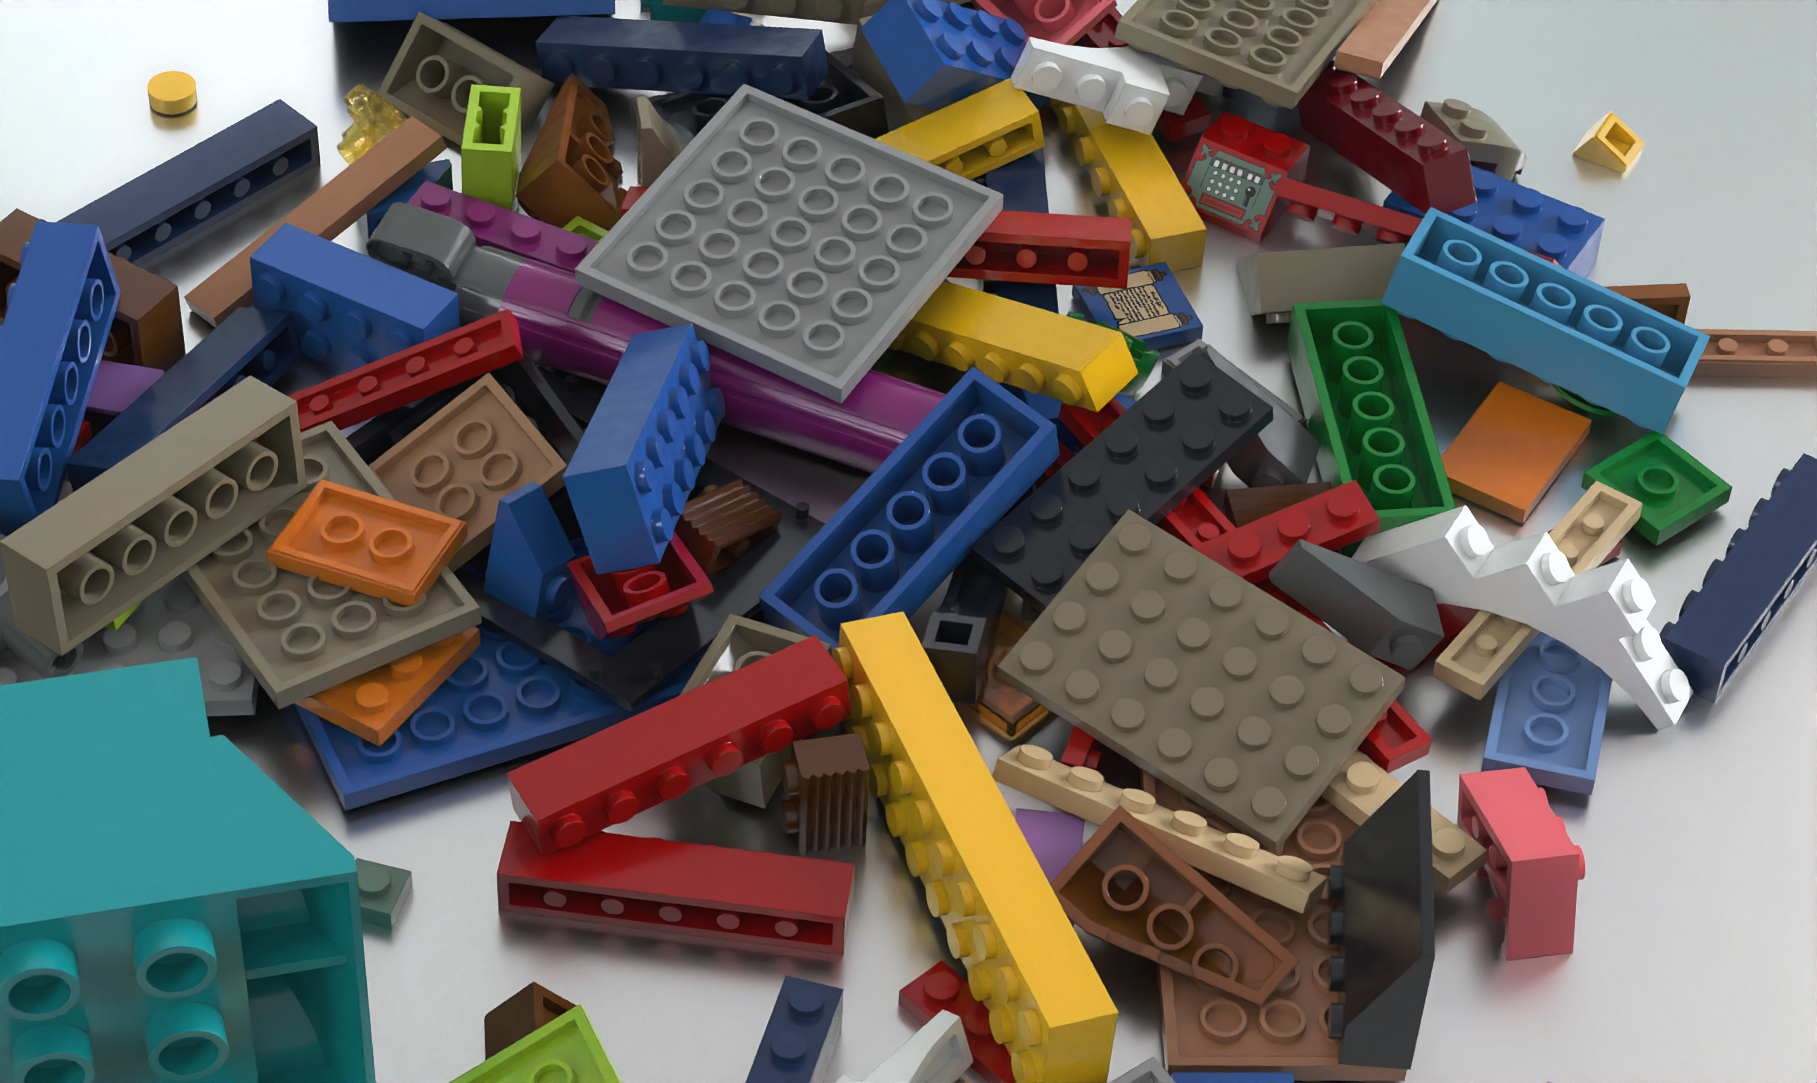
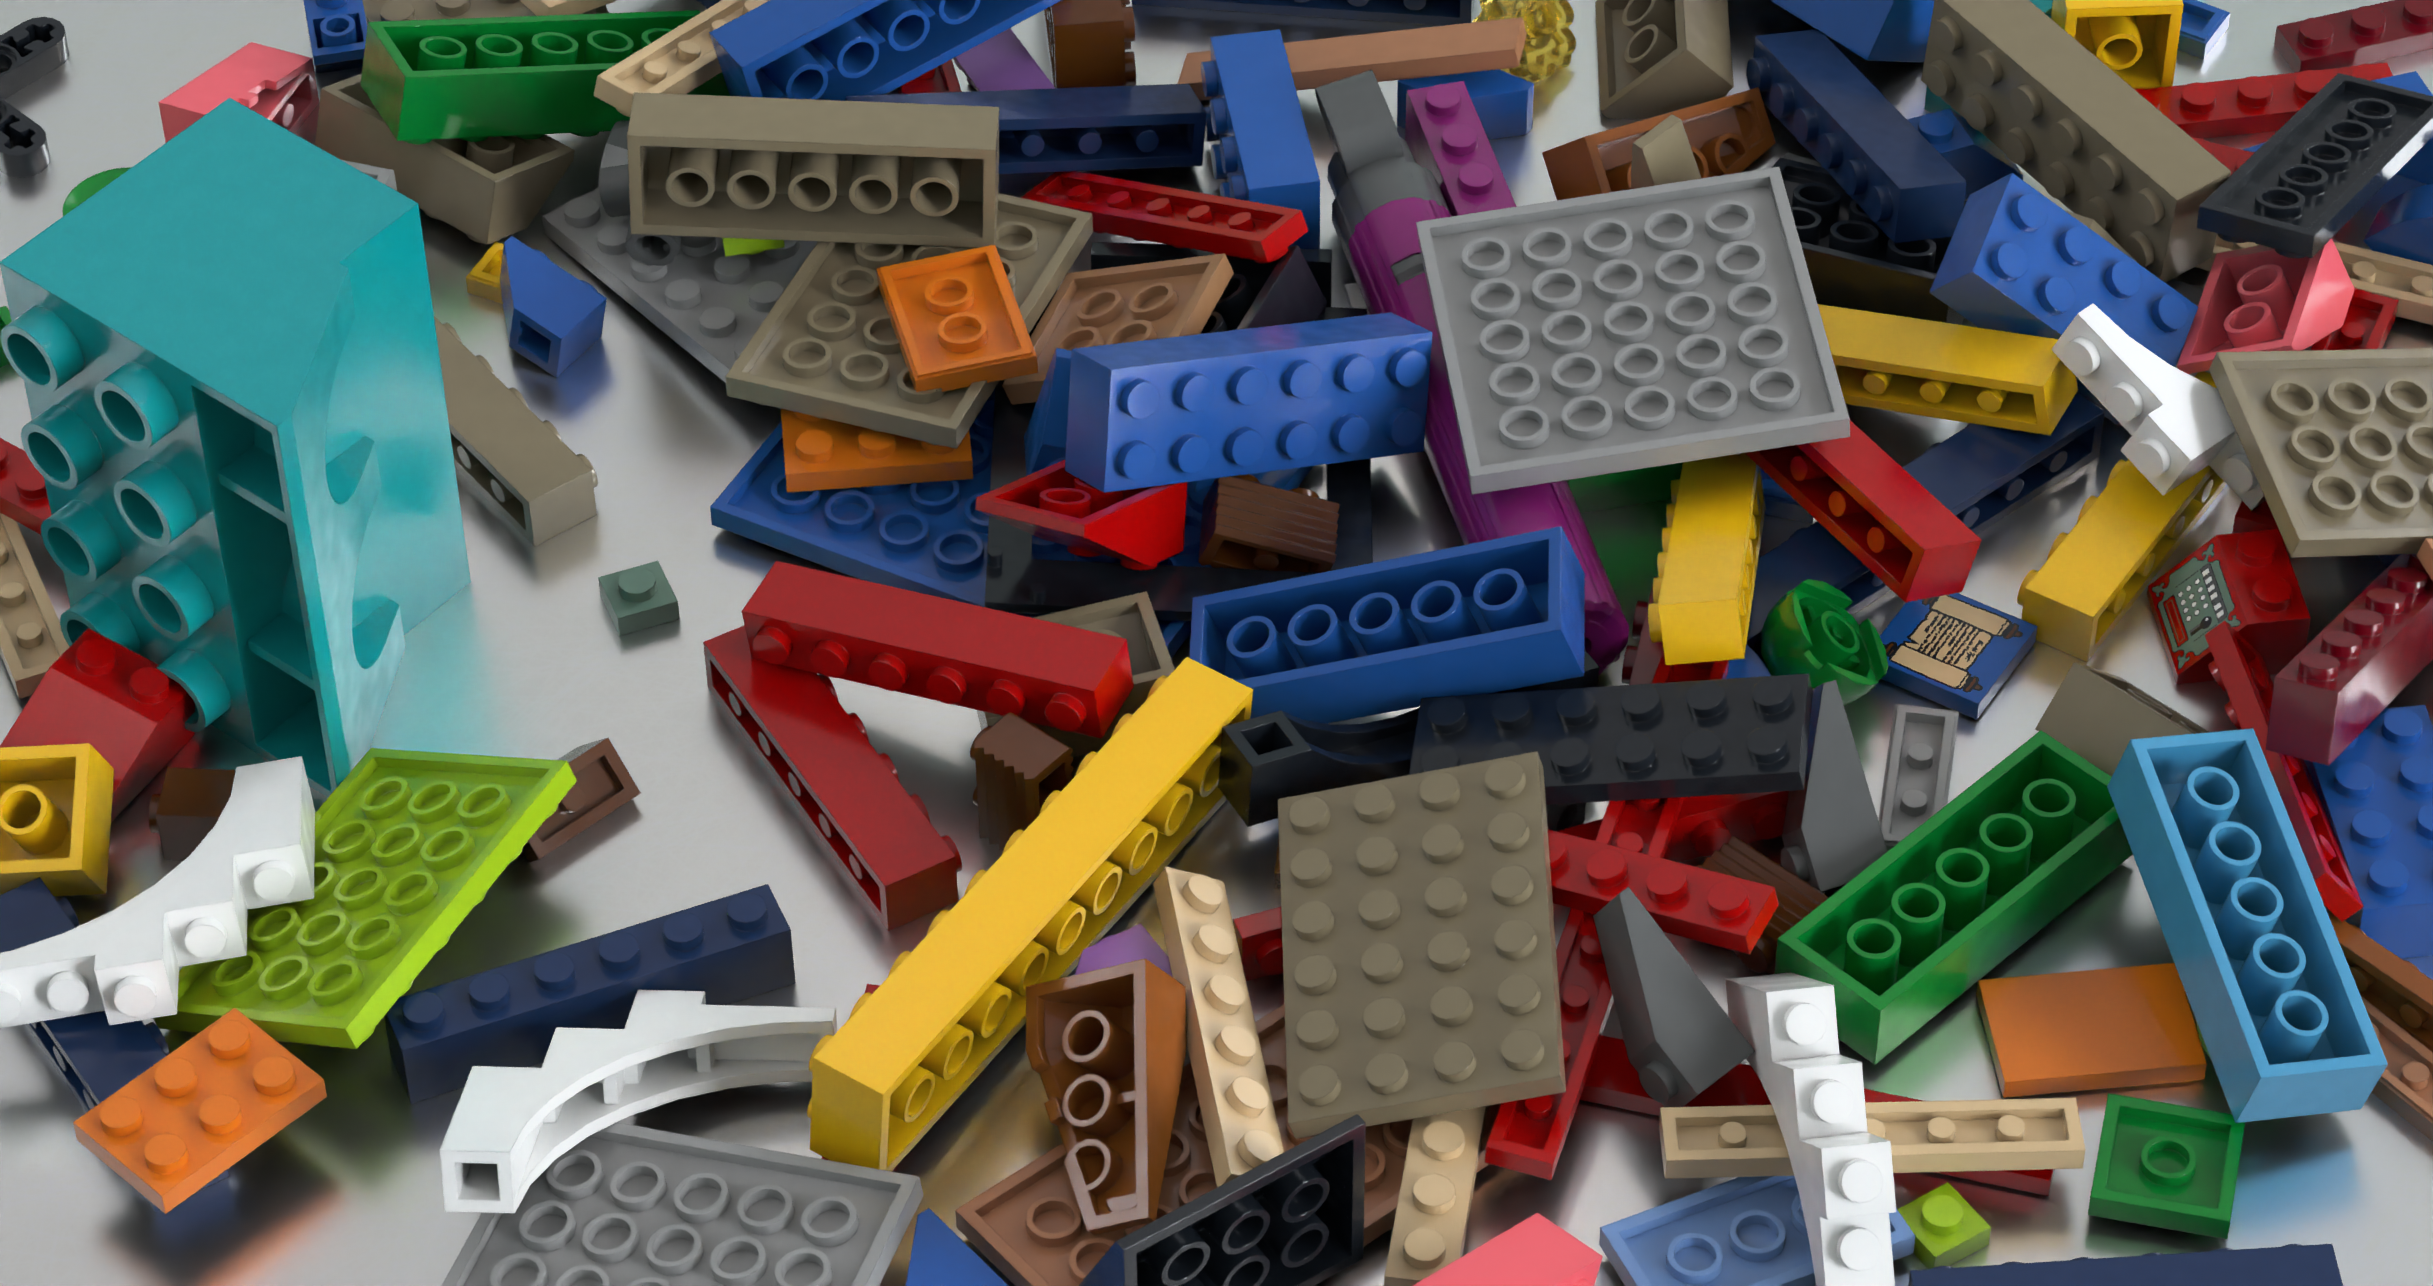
camera: 55 degrees right, 0 degrees up
(492, 145) = (1542, 97): lime brick -> none

